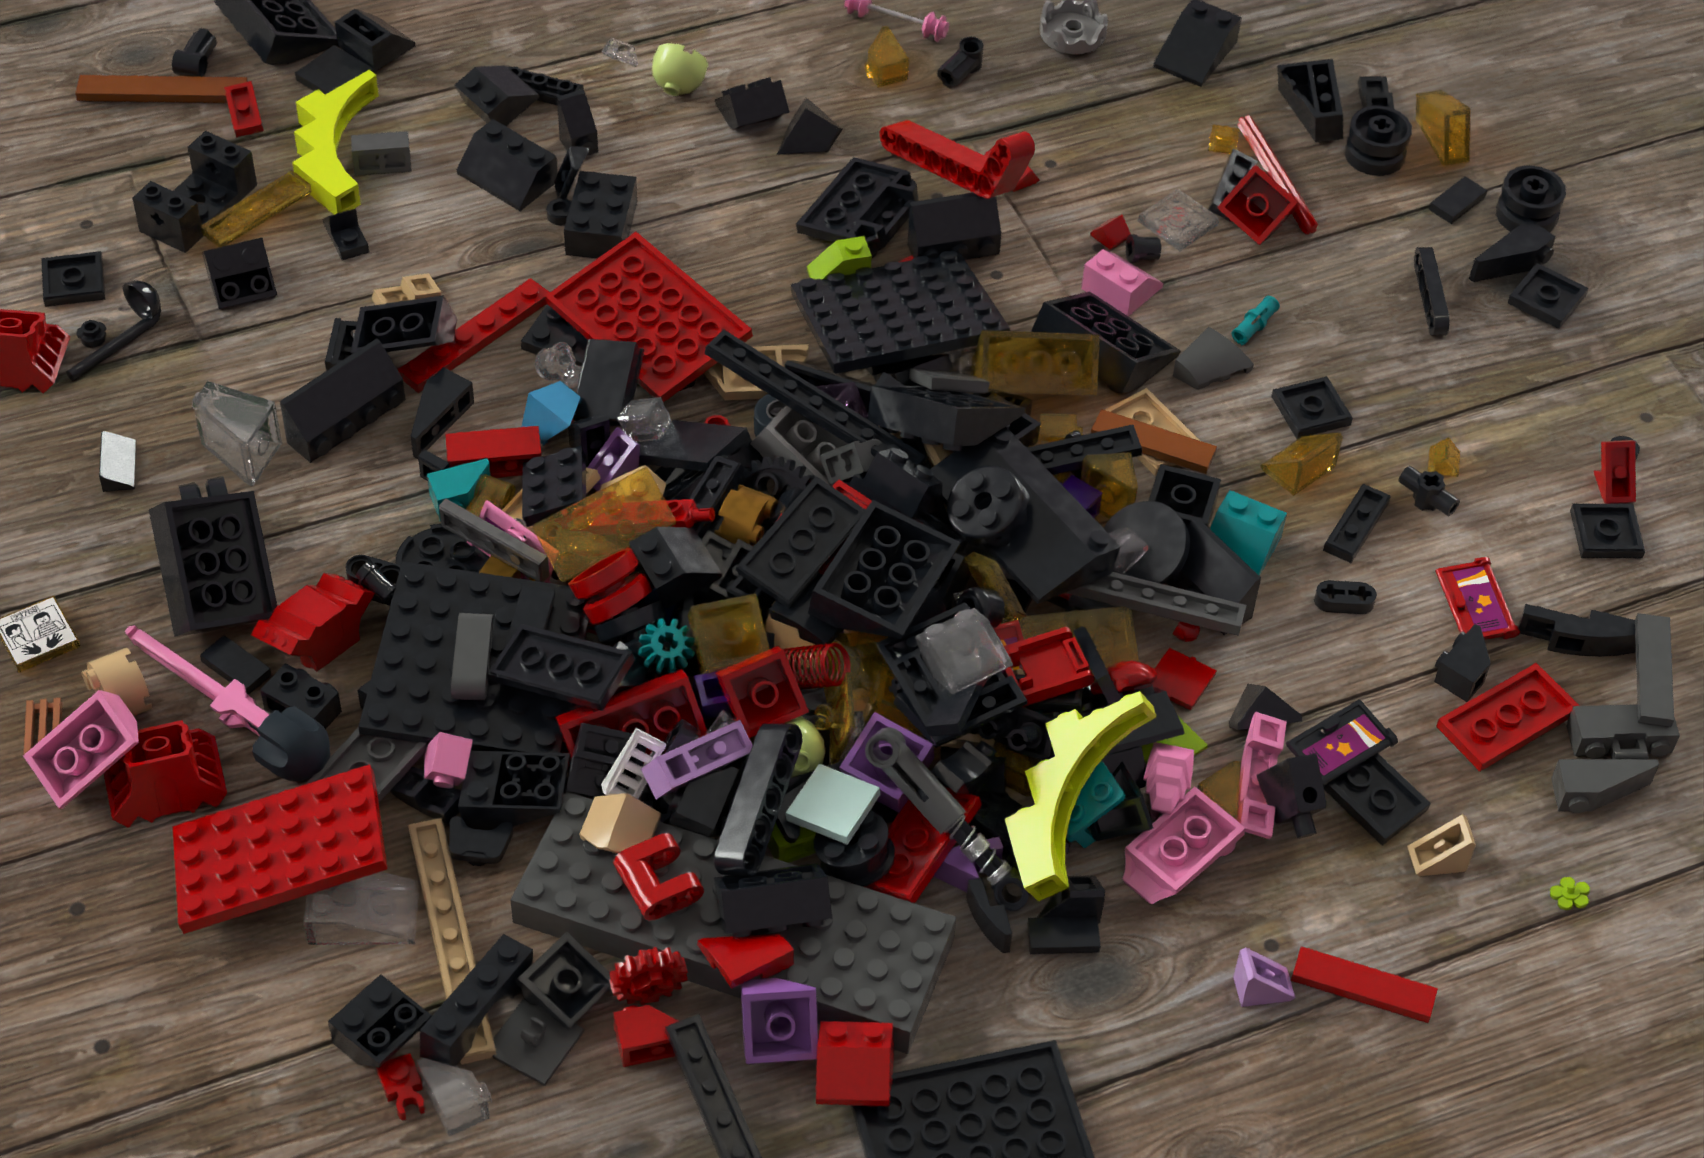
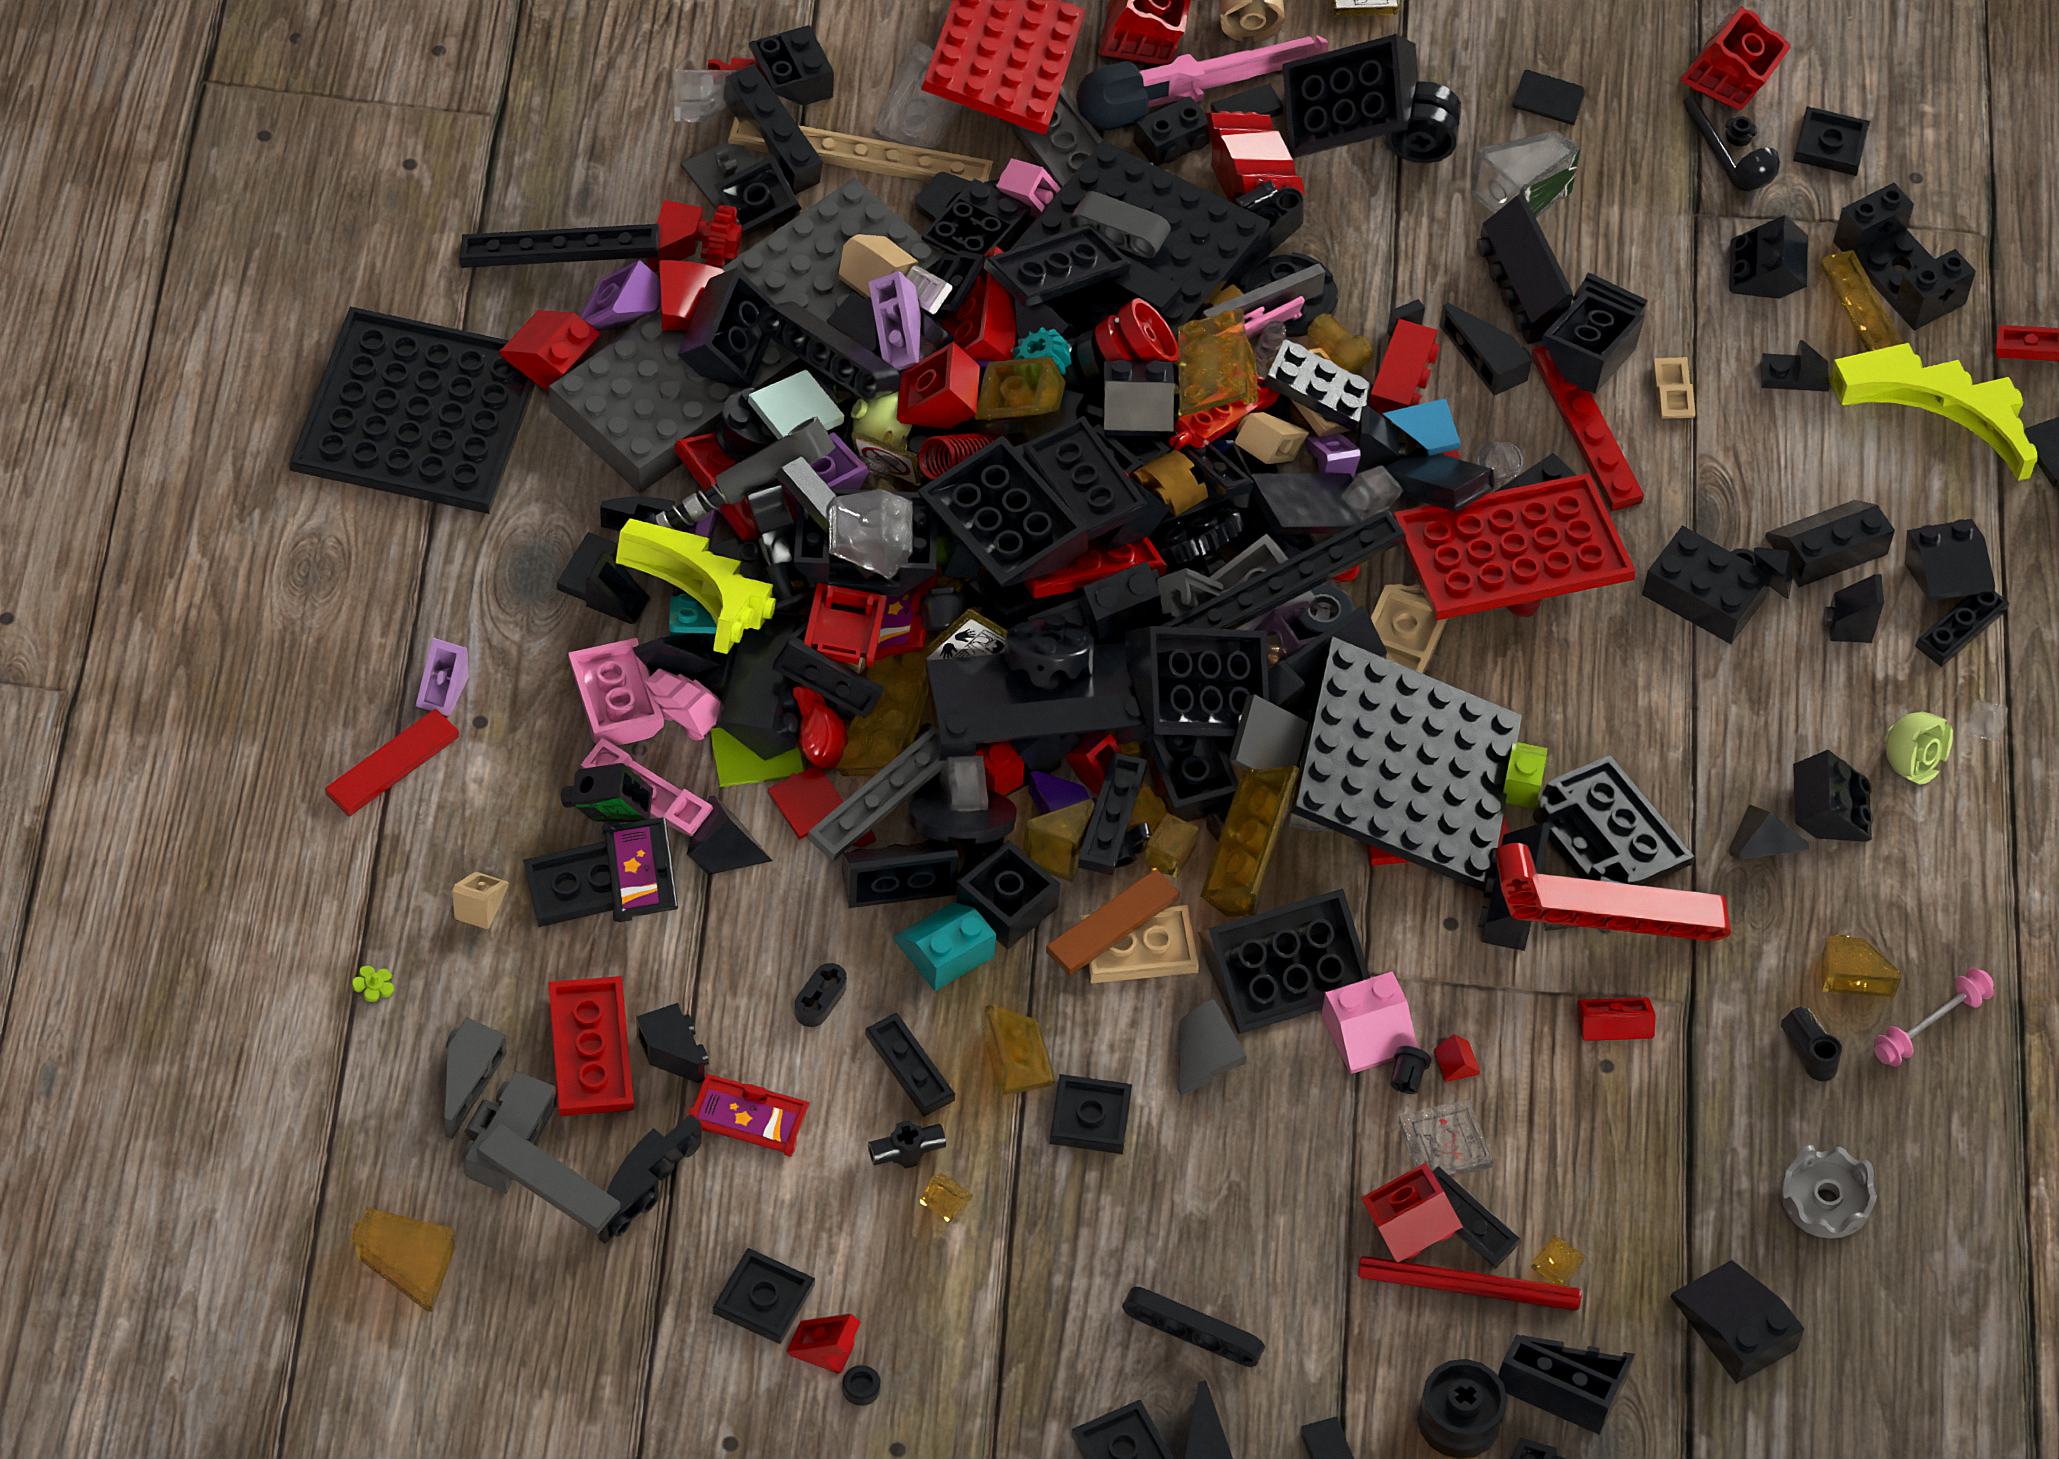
camera: 115 degrees right, 5 degrees up
(381, 153) = (1906, 436): dark grey hinge -> none
(456, 483) = (1369, 318): teal slope -> none
(652, 897) = (801, 251): red connector -> none
(1224, 787) = (648, 748): clear yellow slope -> none
(1265, 310) = (1252, 1140): teal pin -> none

